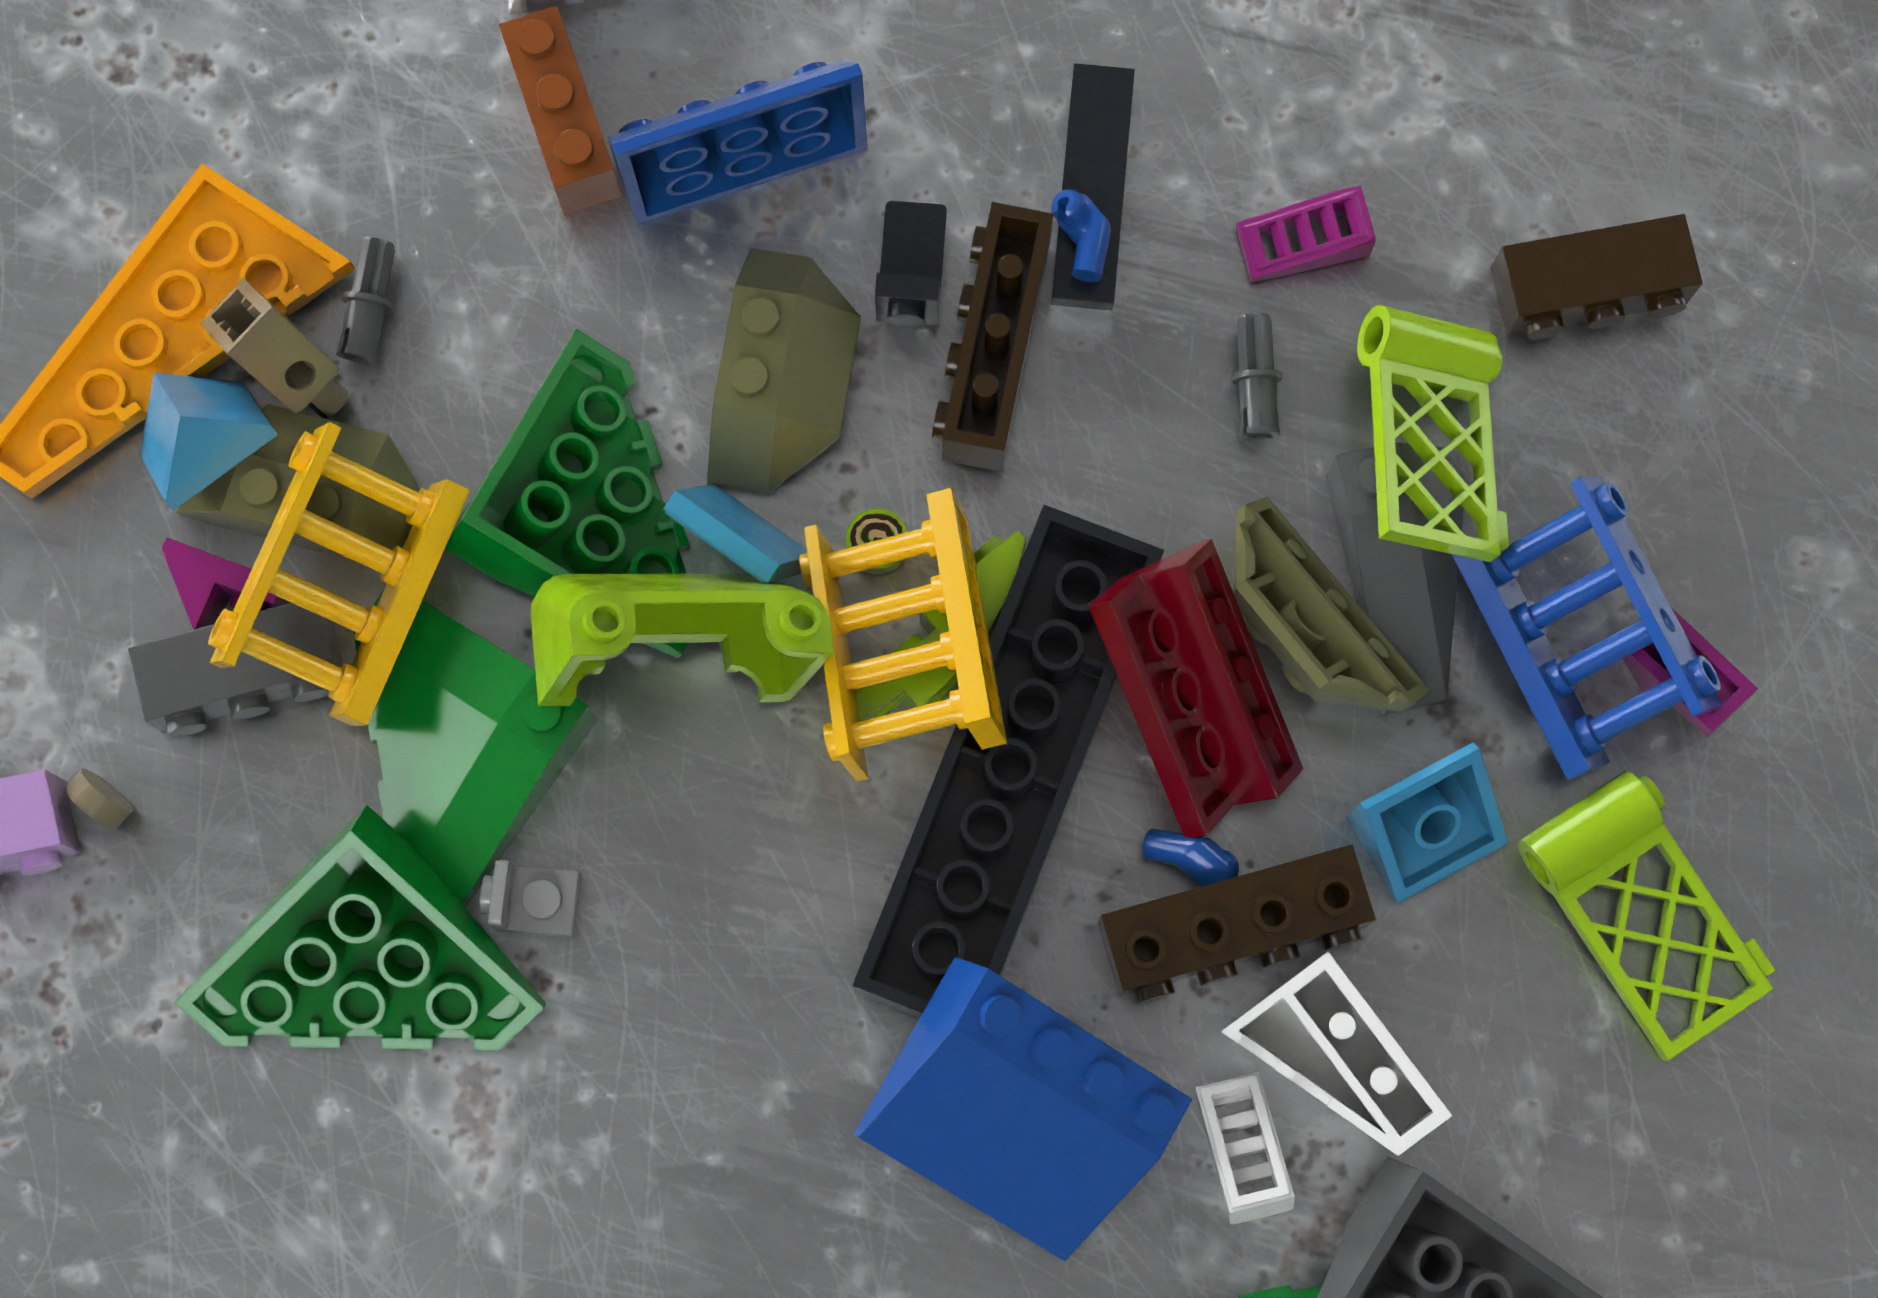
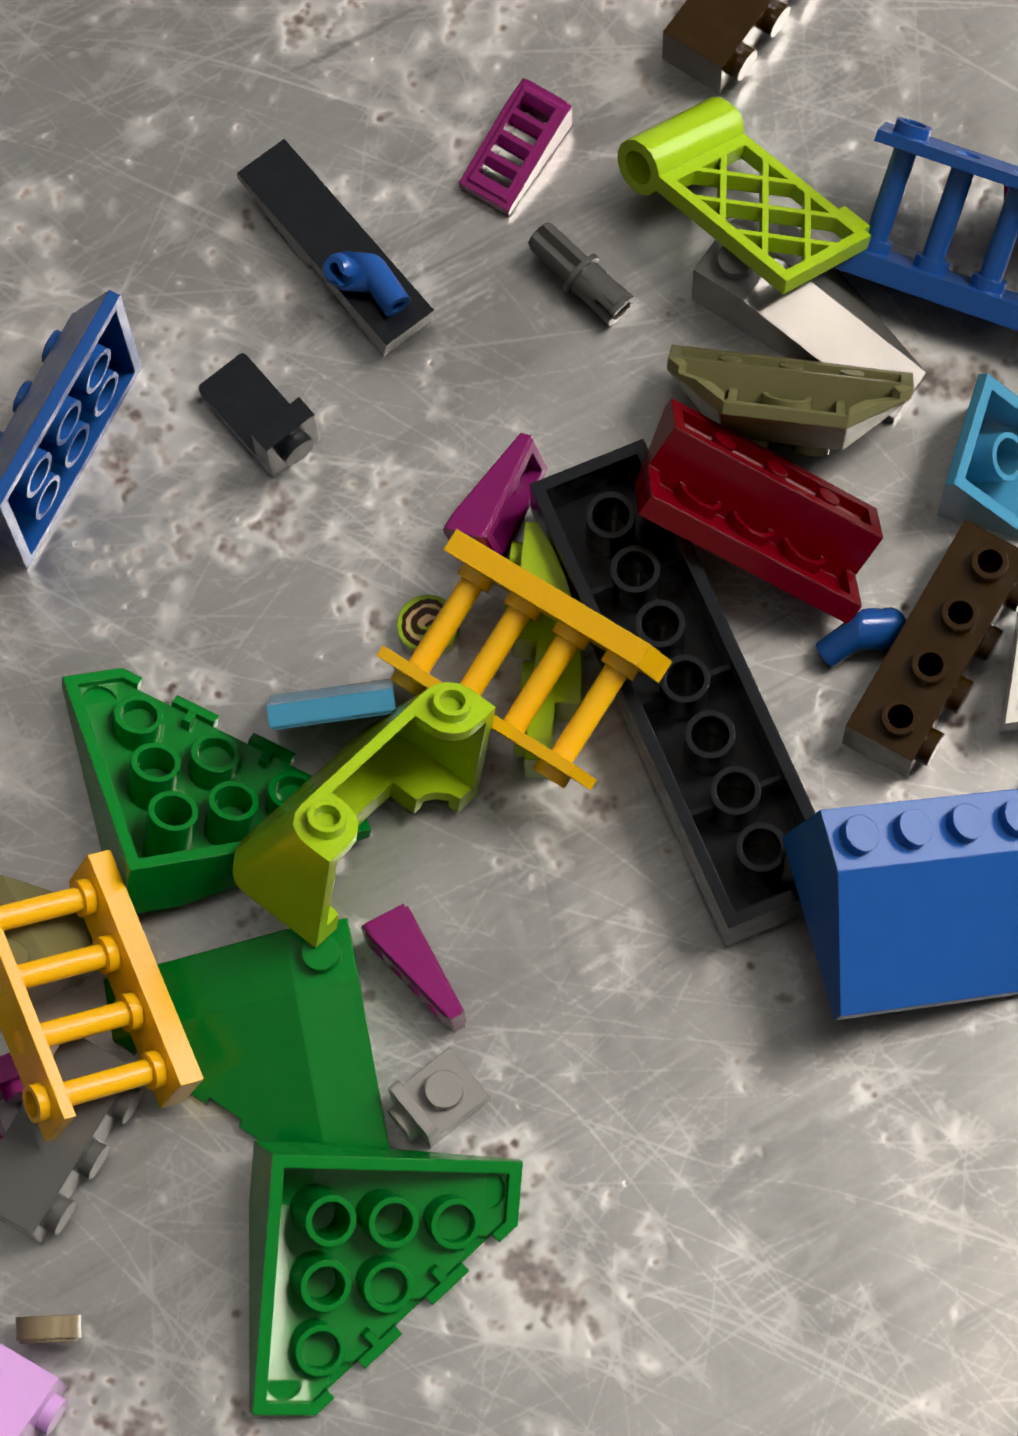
camera: 40 degrees left, 5 degrees down
(616, 776) = (406, 952): none -> magenta slope
(780, 372) = (243, 573): olive wedge -> none
(996, 336) = (375, 406): dark brown brick -> none
(1014, 496) = (501, 498): none -> magenta slope

